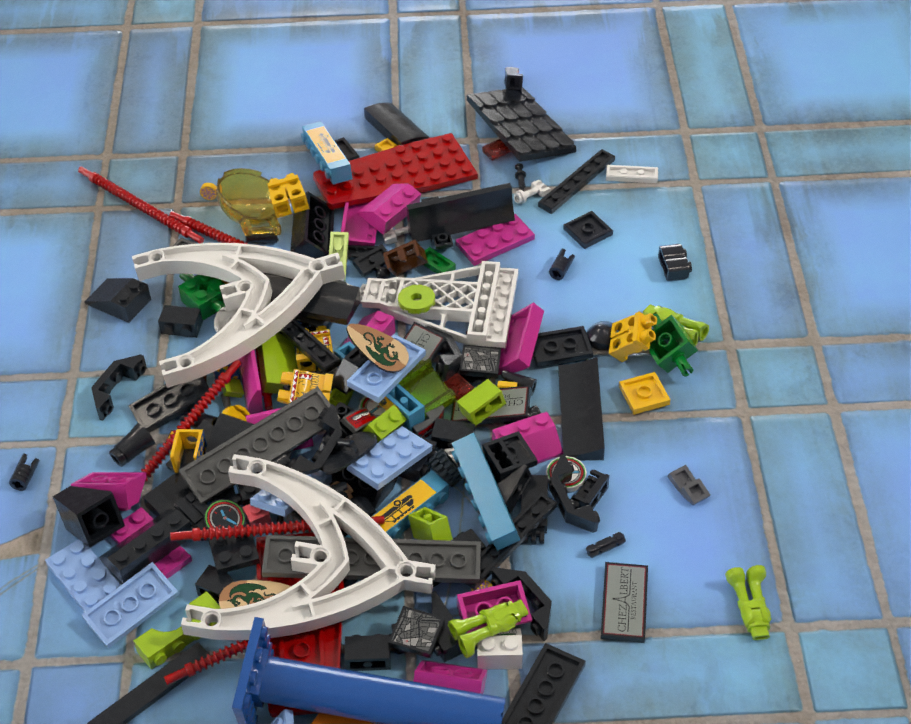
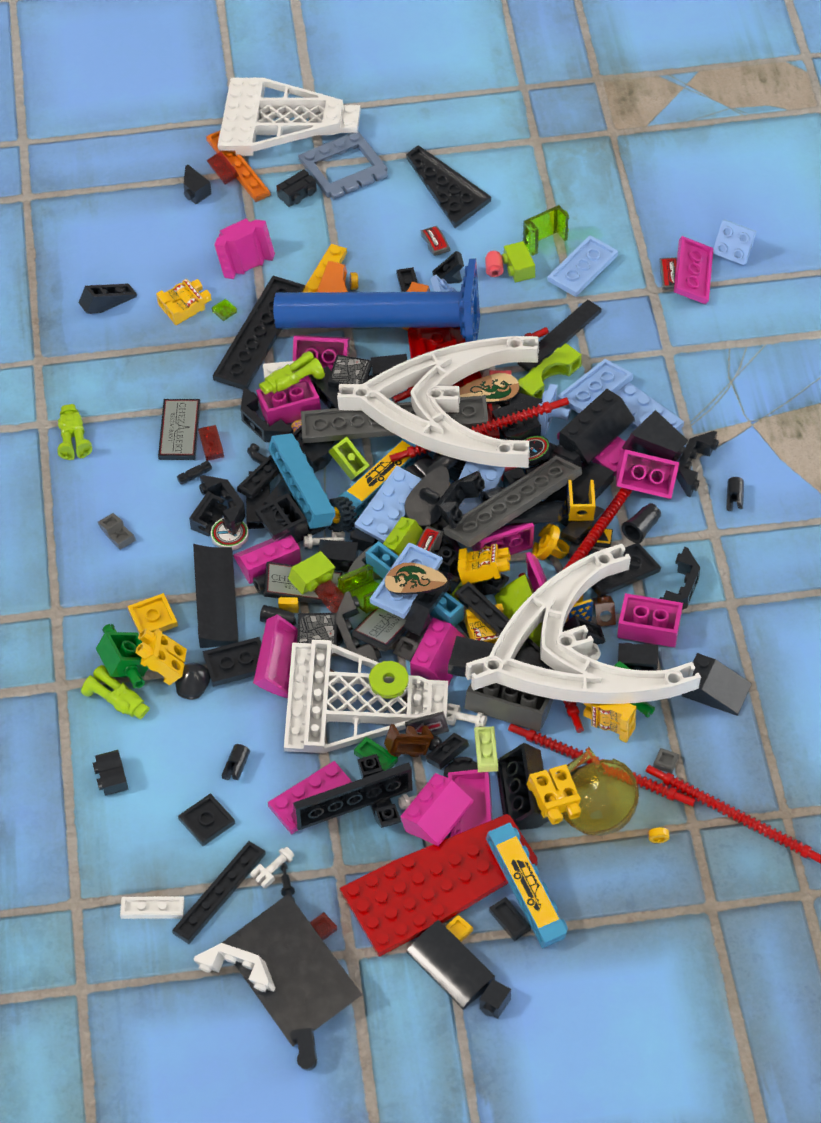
camera: 175 degrees right, 5 degrees up
(33, 528) = (700, 444): none -> black slope
(157, 341) = (649, 620): none -> dark pink slope
(190, 569) = (551, 395): none -> light blue plate
(365, 98) = (495, 999): none -> black brick
(385, 274) = (436, 723): none -> black tile
(536, 557) = (253, 453): none -> black arm
(557, 123) = (214, 958): none -> white slope
(587, 576) = (211, 442): none -> clear red plate

